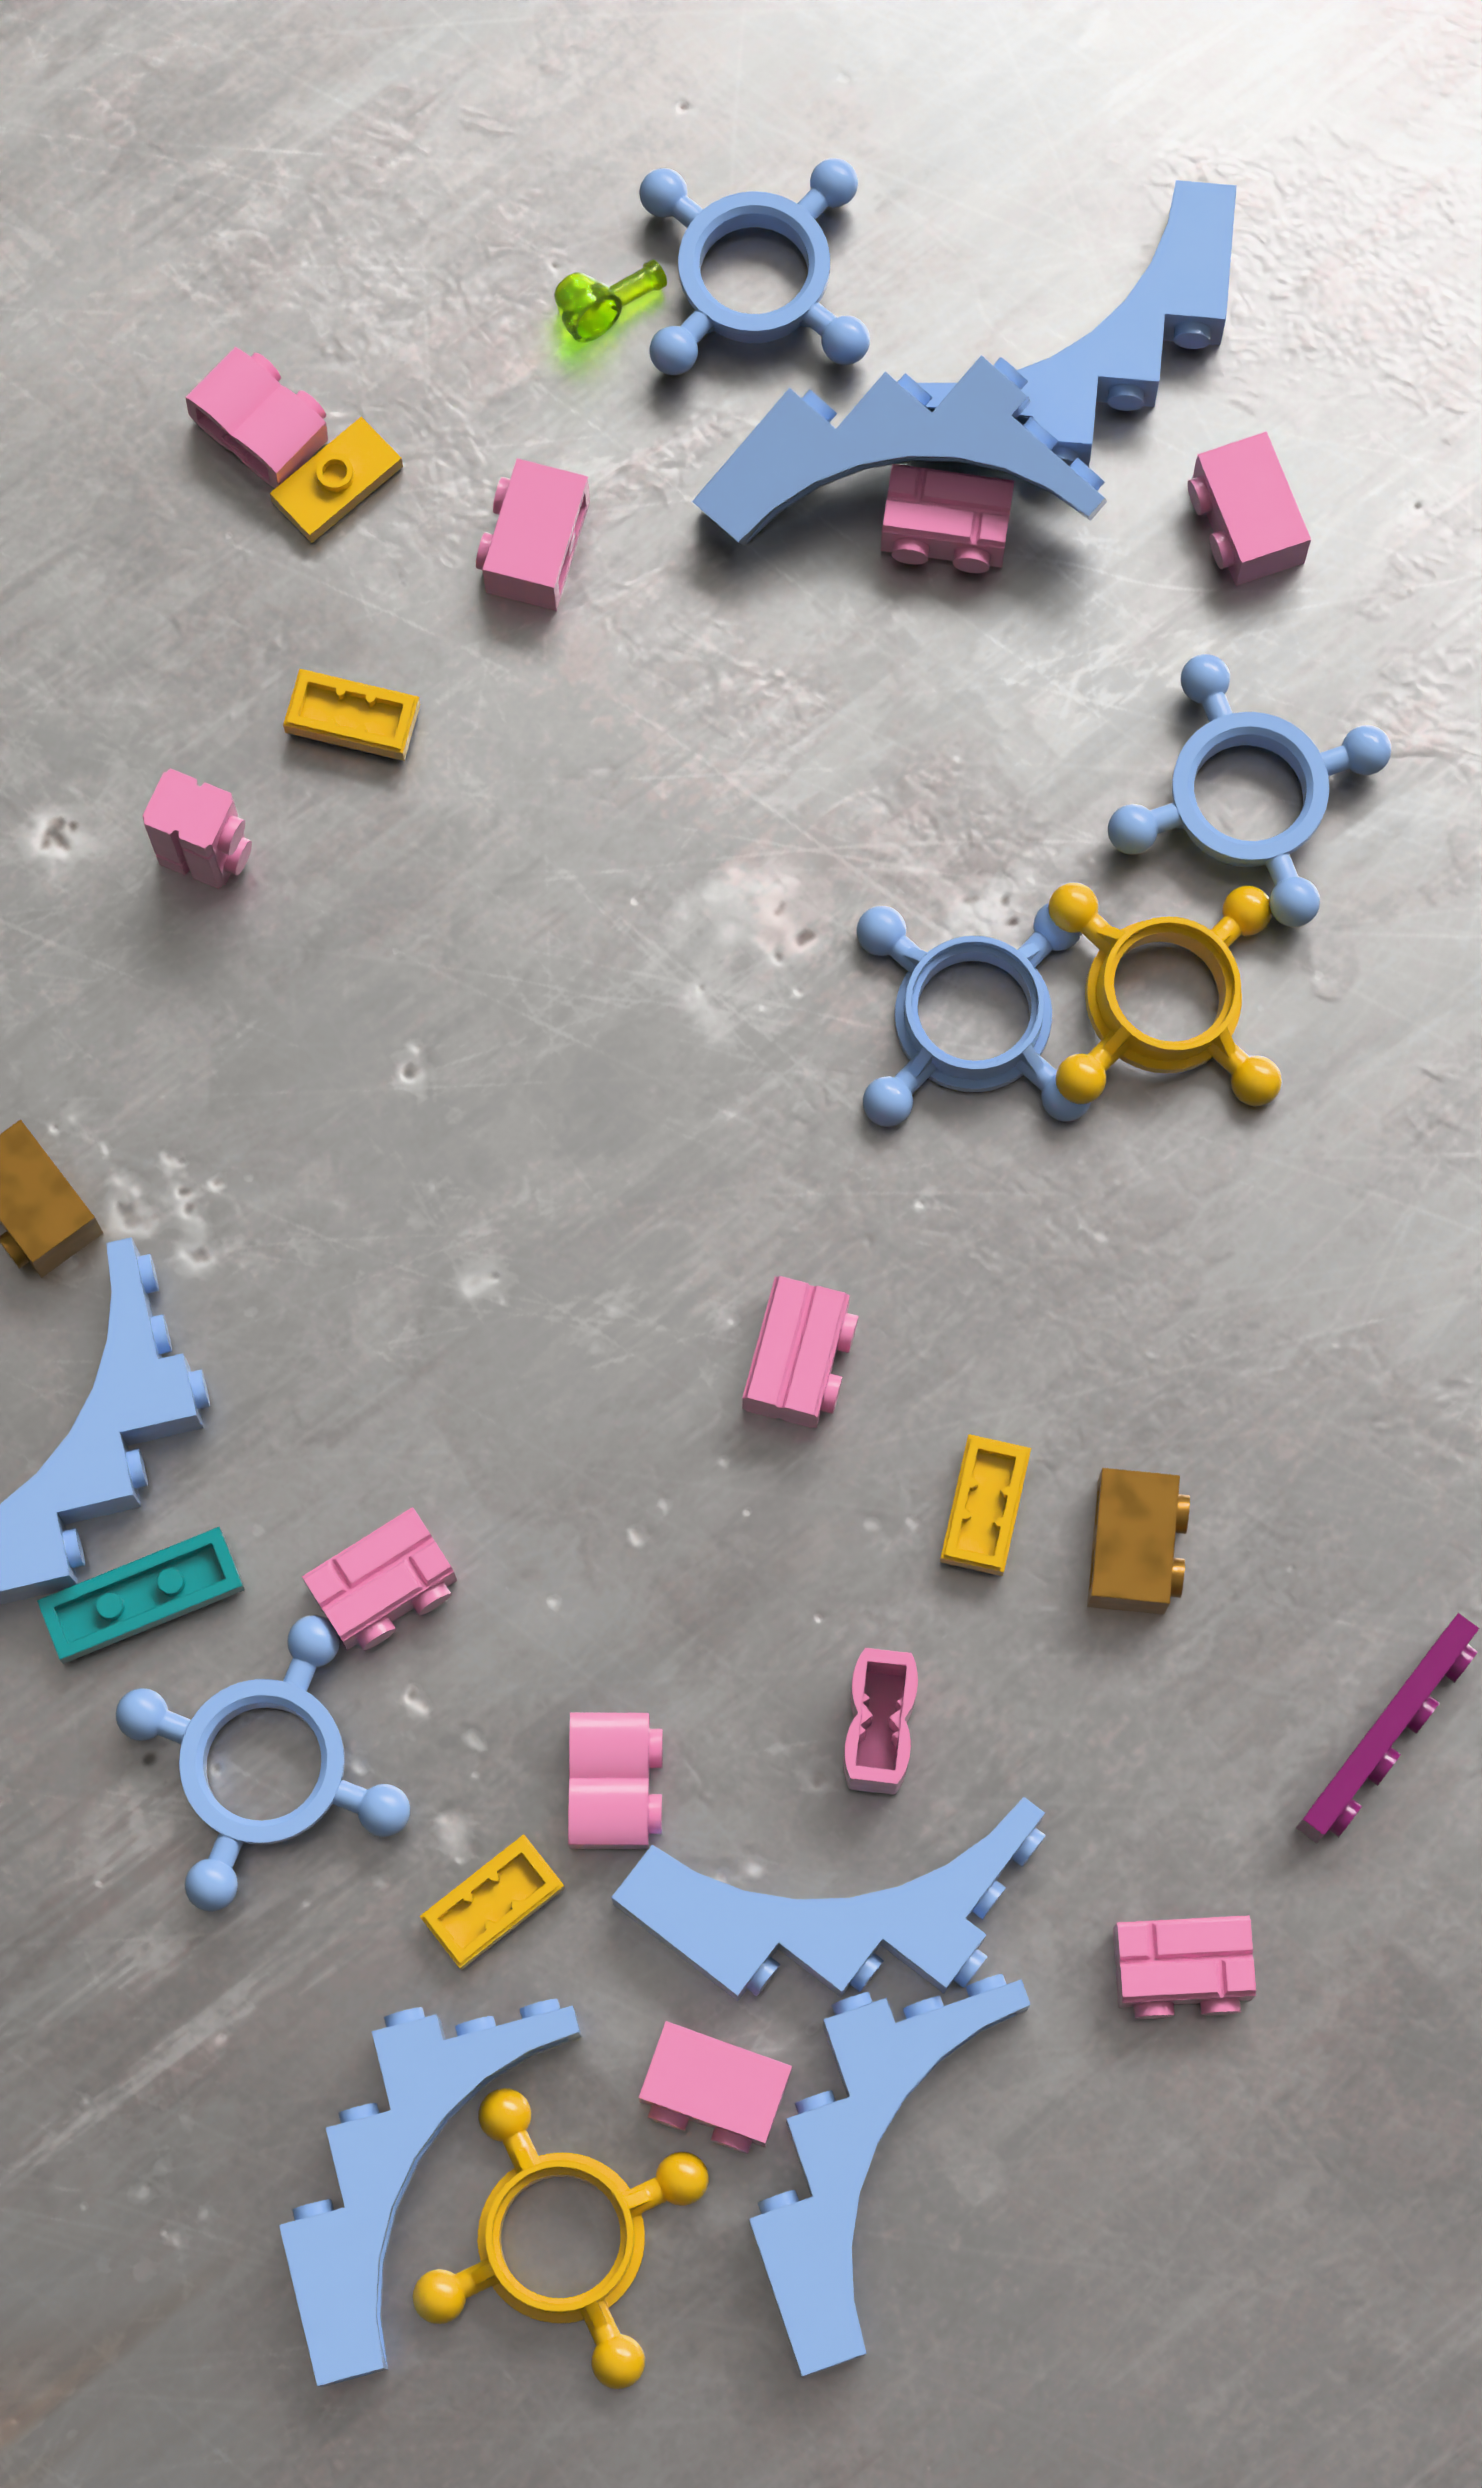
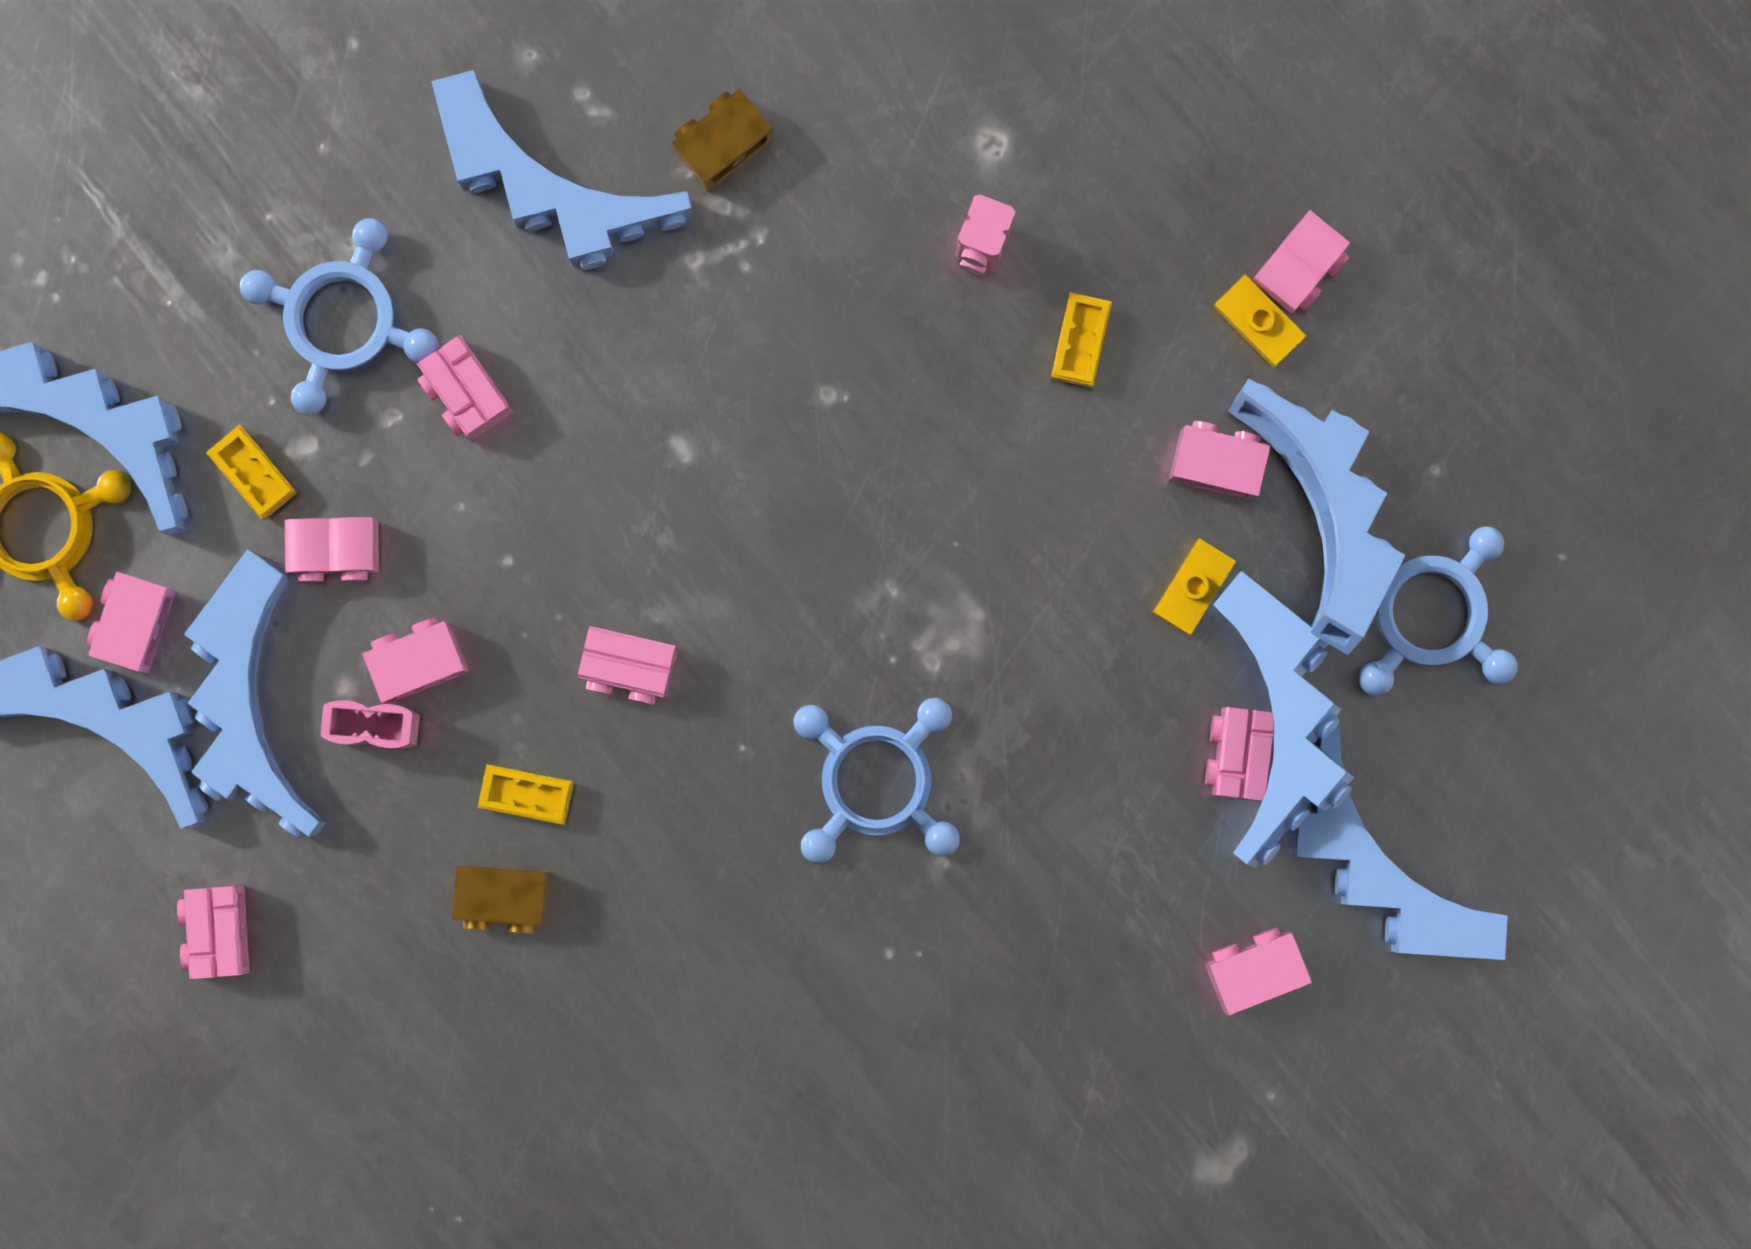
camera: 85 degrees right, 10 degrees up
(140, 1595) = (452, 230): teal plate -> none
(592, 307) = (1402, 492): clear neon green bar -> none
(610, 360) = (1344, 504): none -> light blue arch
(709, 578) = (1194, 587): none -> yellow plate
(785, 1659) = (414, 661): none -> bright pink brick
(1083, 1076) = (949, 850): yellow piece -> none
(1206, 681) = (1074, 1053): light blue piece -> none
(1374, 1753) = (359, 1059): magenta plate -> none

